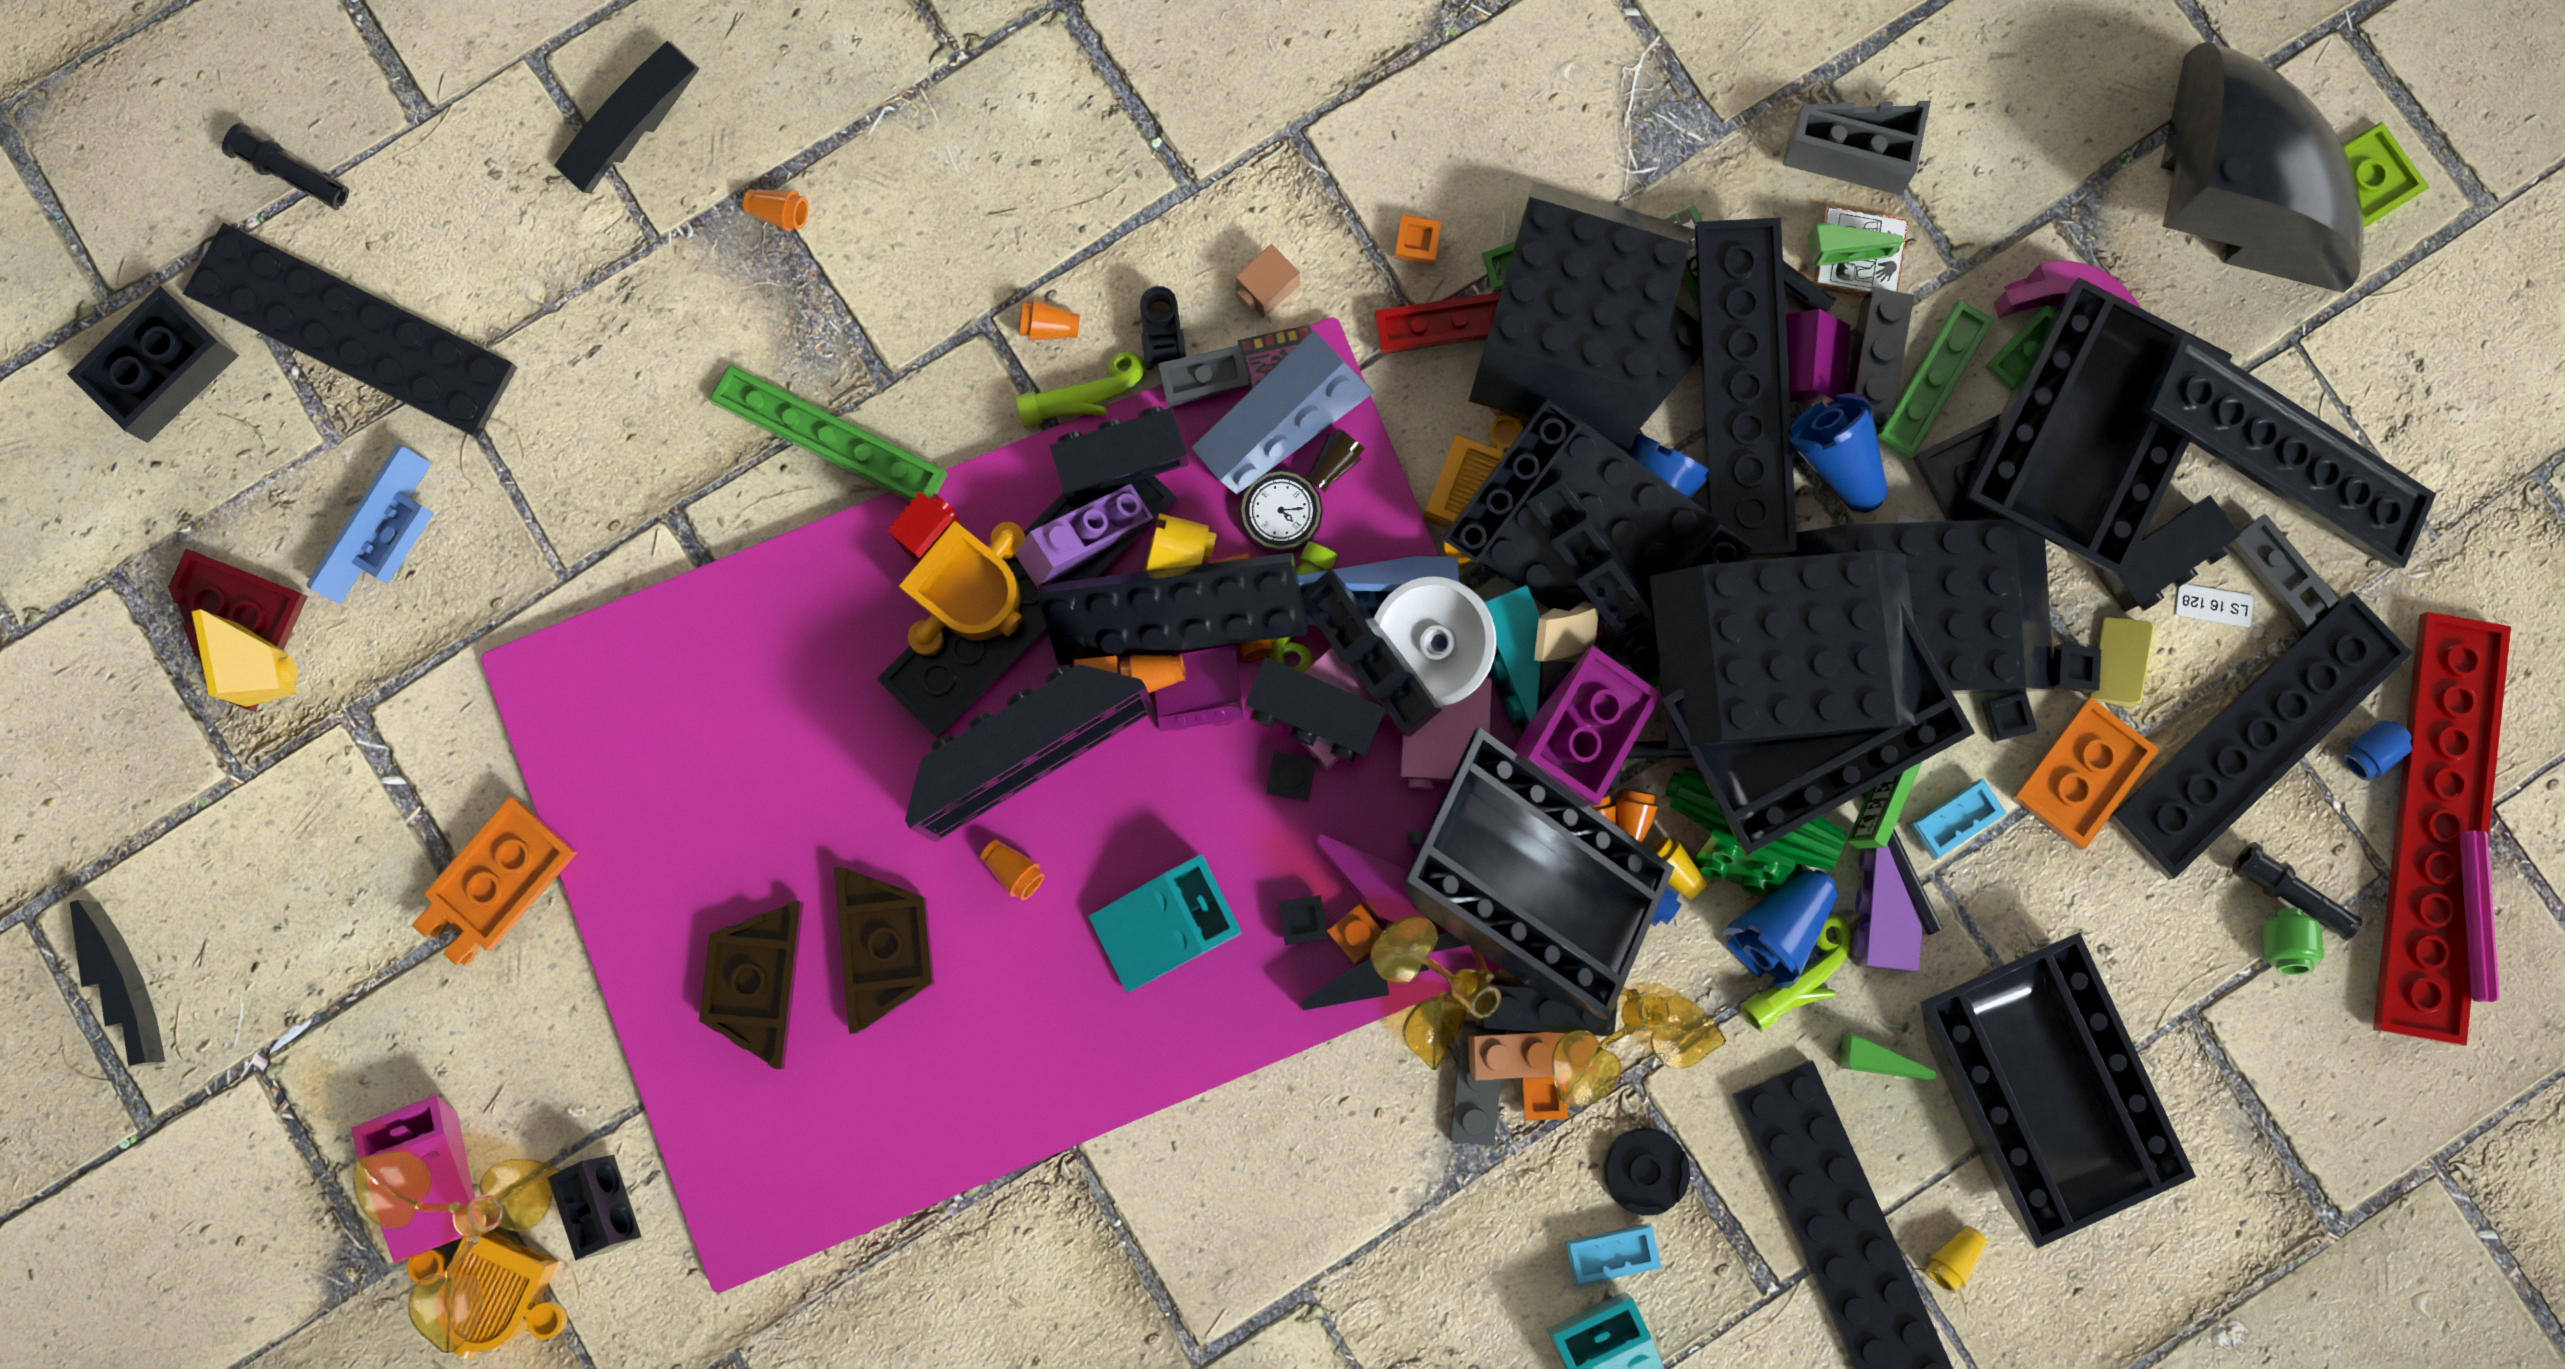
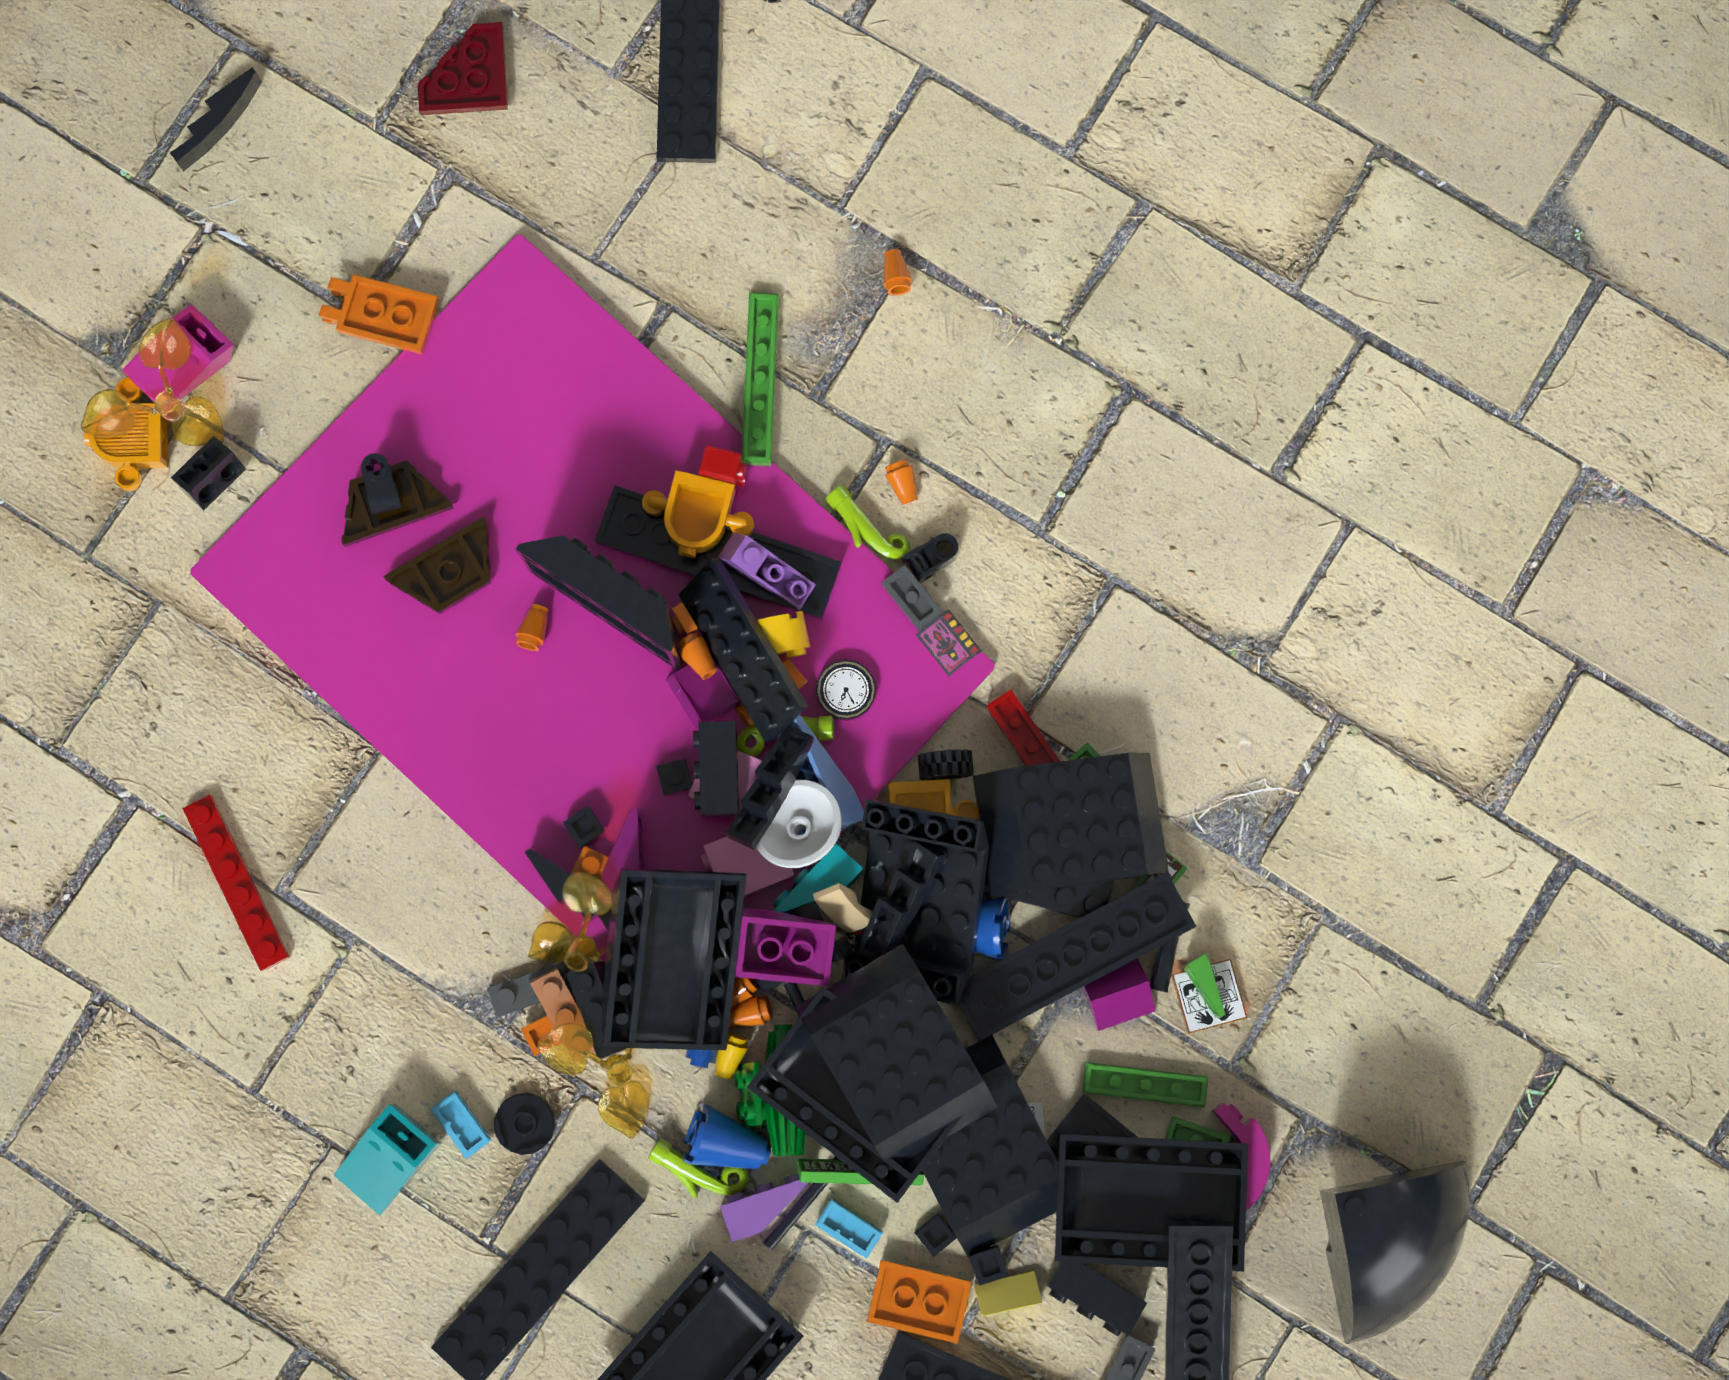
camera: 65 degrees right, 0 degrees up
(241, 663) = (444, 94): yellow slope -> none
(378, 529) = (569, 132): medium blue bracket -> none
(625, 116) = (910, 149): black slope -> none
(732, 981) = (380, 489): none -> black piece
(1119, 453) = (830, 567): black brick -> none
(1165, 923) = (542, 741): teal slope -> none
(1266, 281) = (996, 609): nougat brick -> none
(1281, 413) = (908, 660): sand blue wedge -> none
(1335, 459) = (898, 709): dark brown cone -> none
(1418, 239) = (1074, 695): orange plate -> none
(1434, 430) = (945, 764): none -> black tyre
(1843, 450) = (1058, 1039): blue cone -> none
(1859, 144) = (1281, 959): dark grey wedge -> none
(1869, 1057) = (662, 1237): bright green slope -> none
(1880, 350) = (1138, 1037): black brick -> none
(1956, 1260) = (557, 1351): yellow cone -> none
(2214, 605) = (1079, 1344): white sticker -> none
(2382, 173) = (1438, 1329): lime tile -> none

